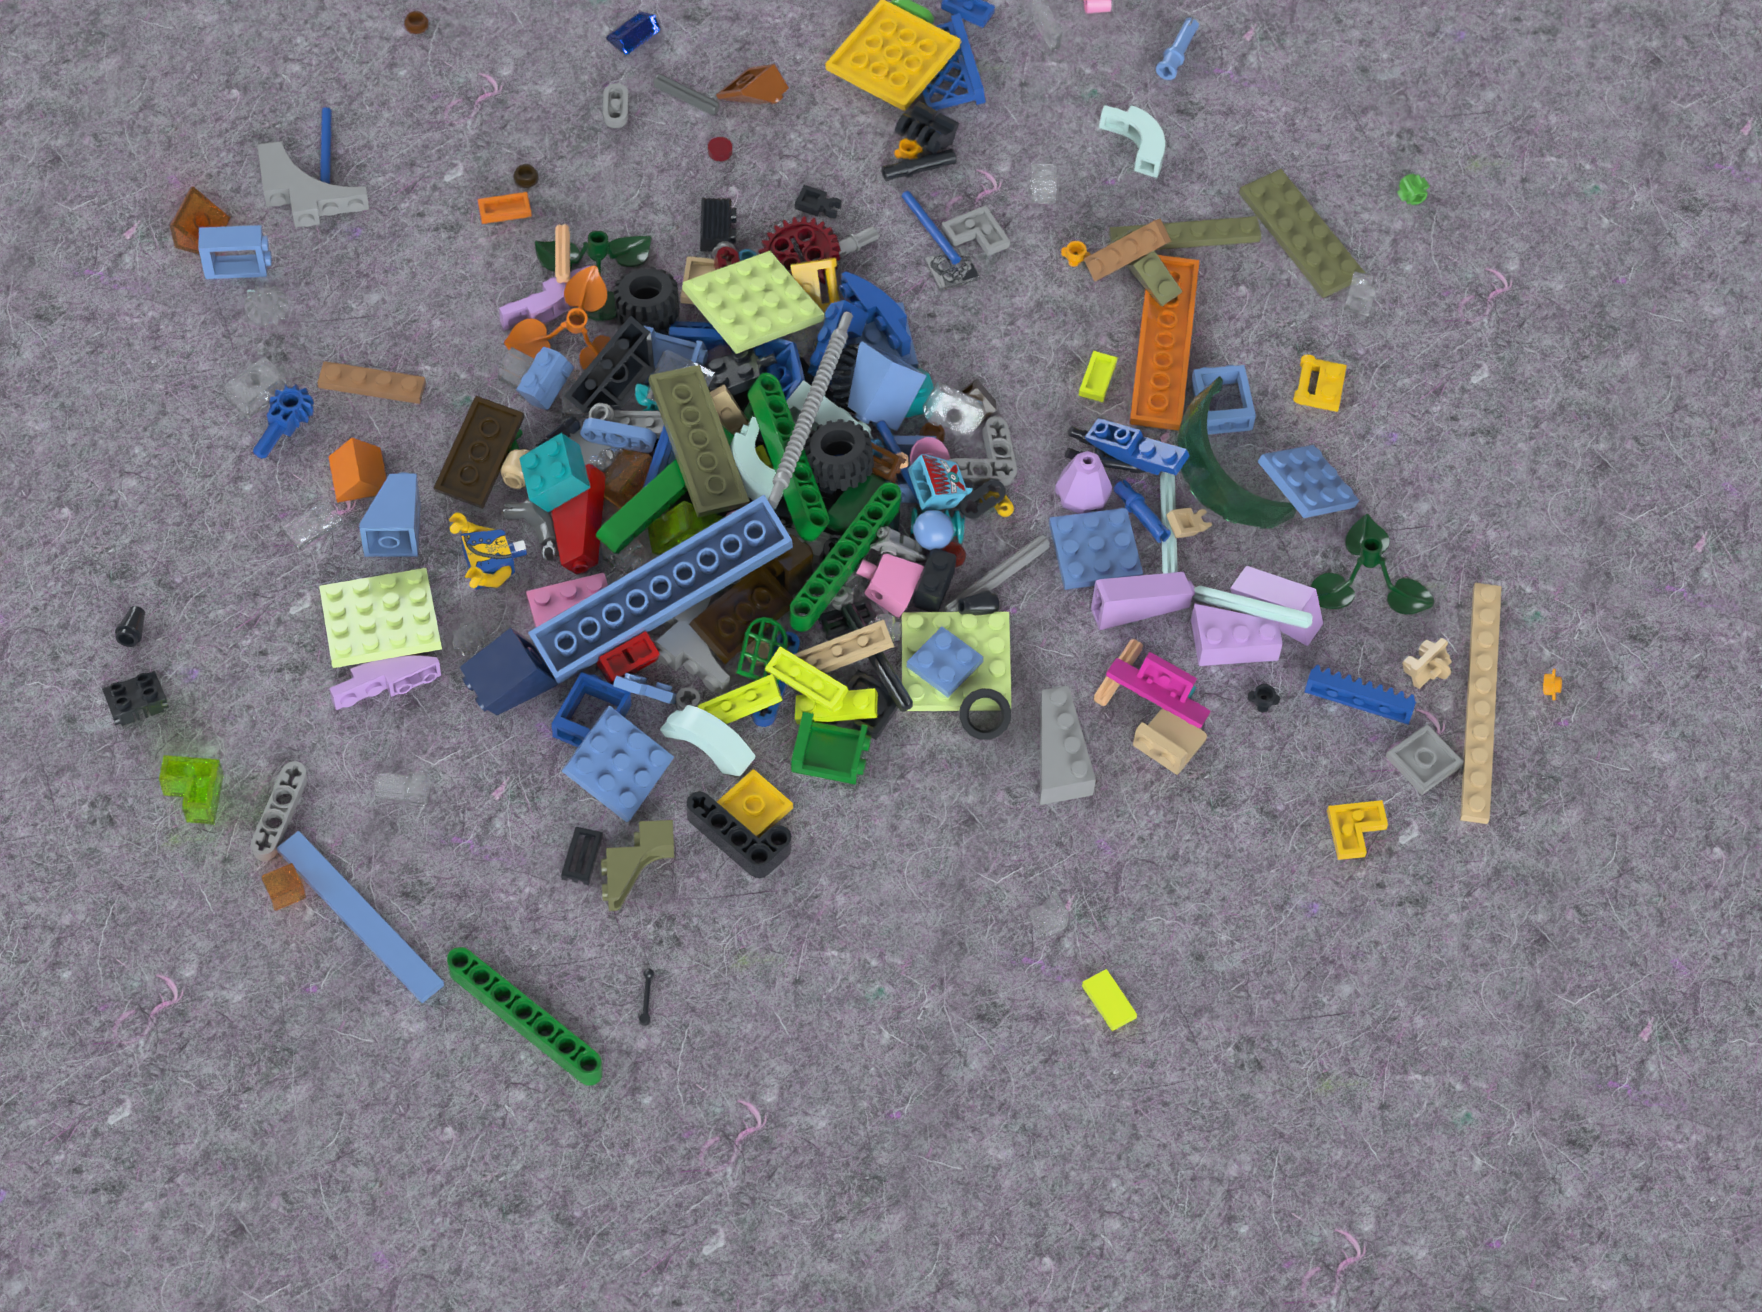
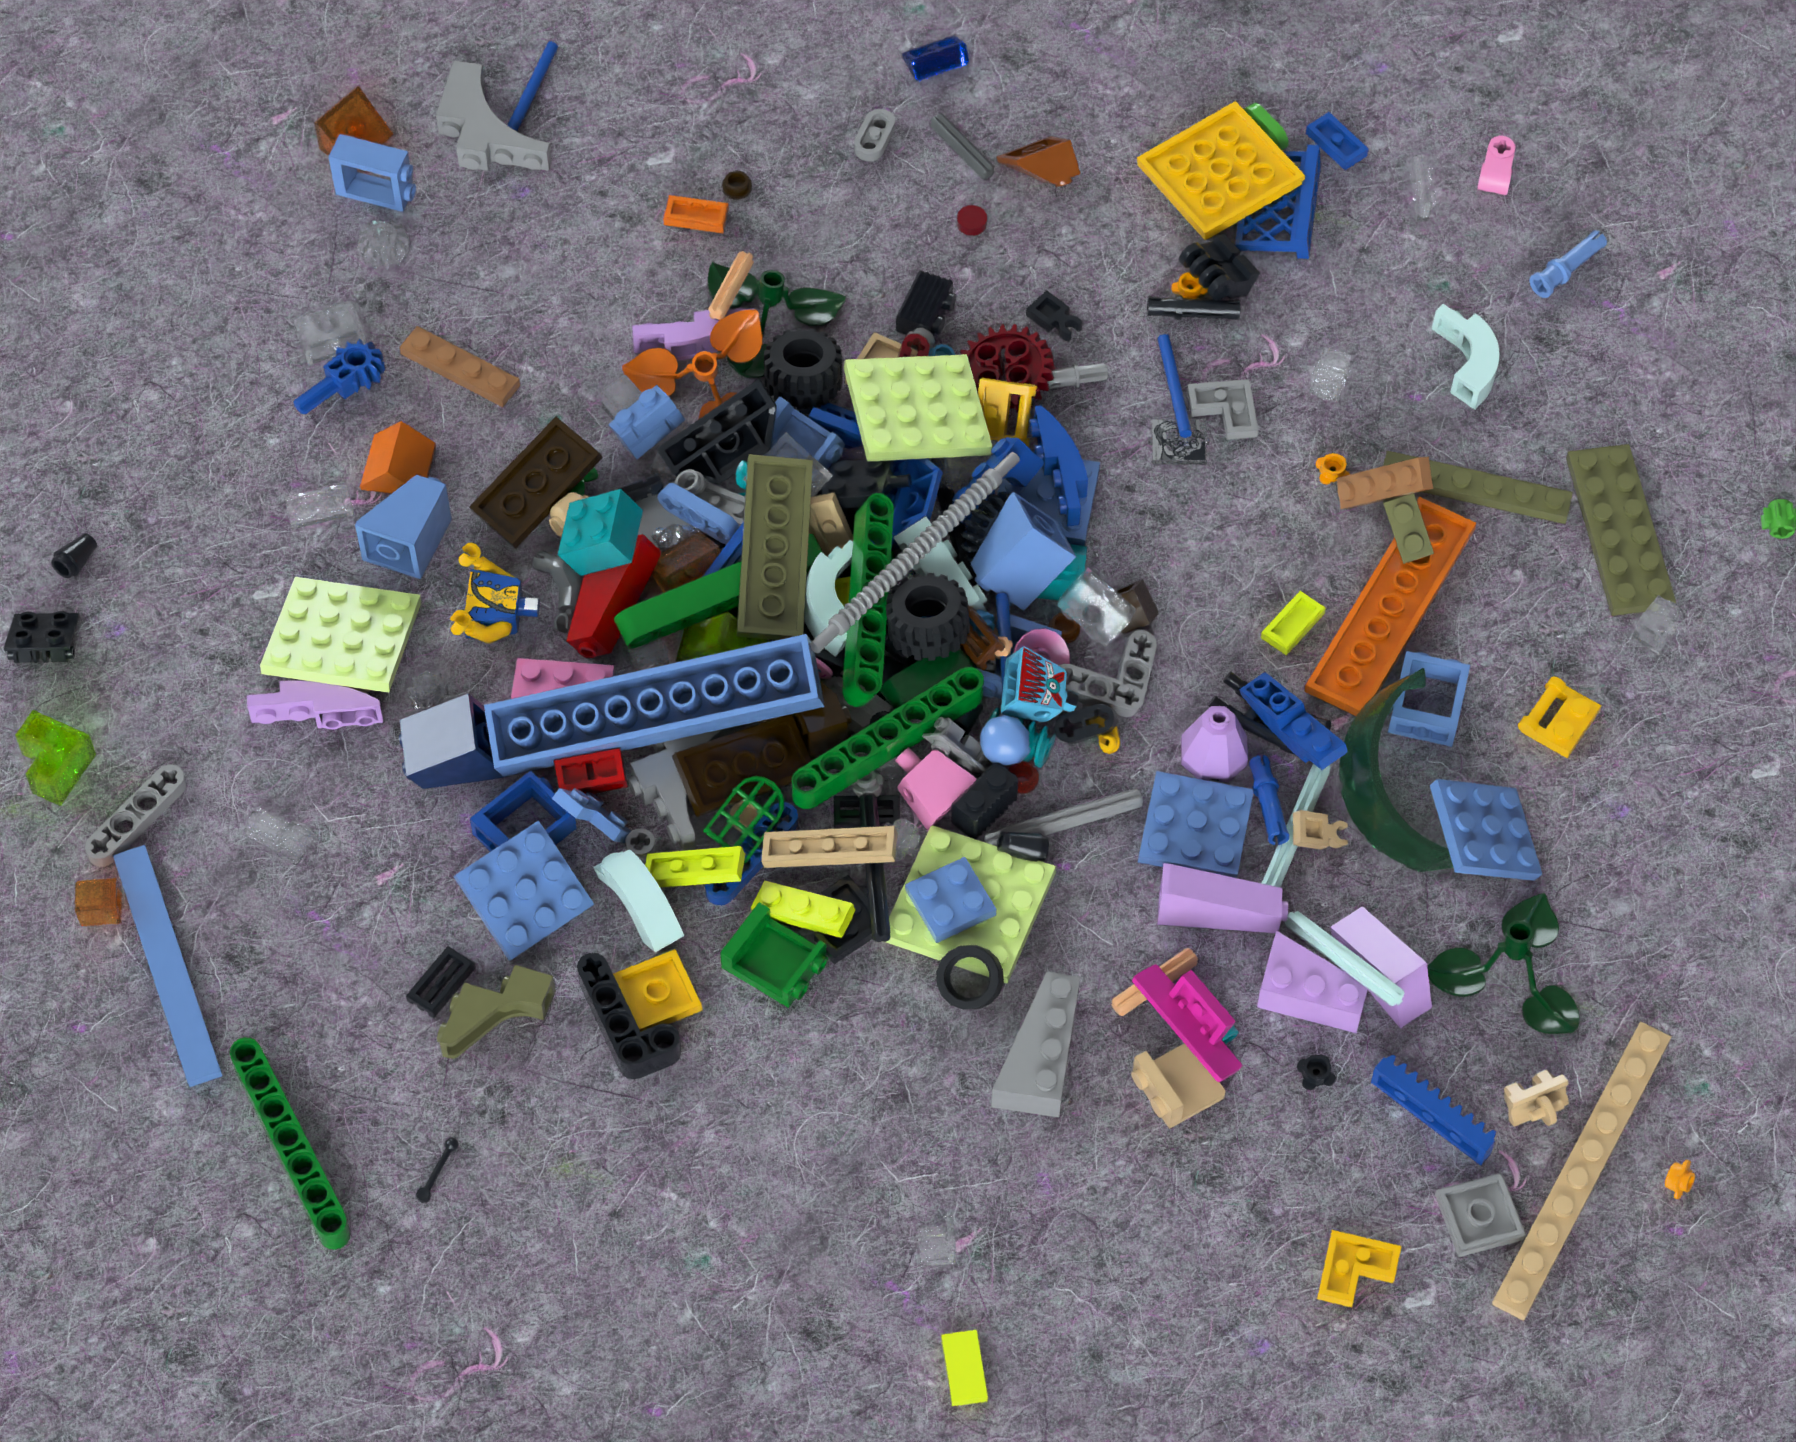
camera: 25 degrees right, 0 degrees up
(806, 679) = (777, 866): neon yellow plate -> none

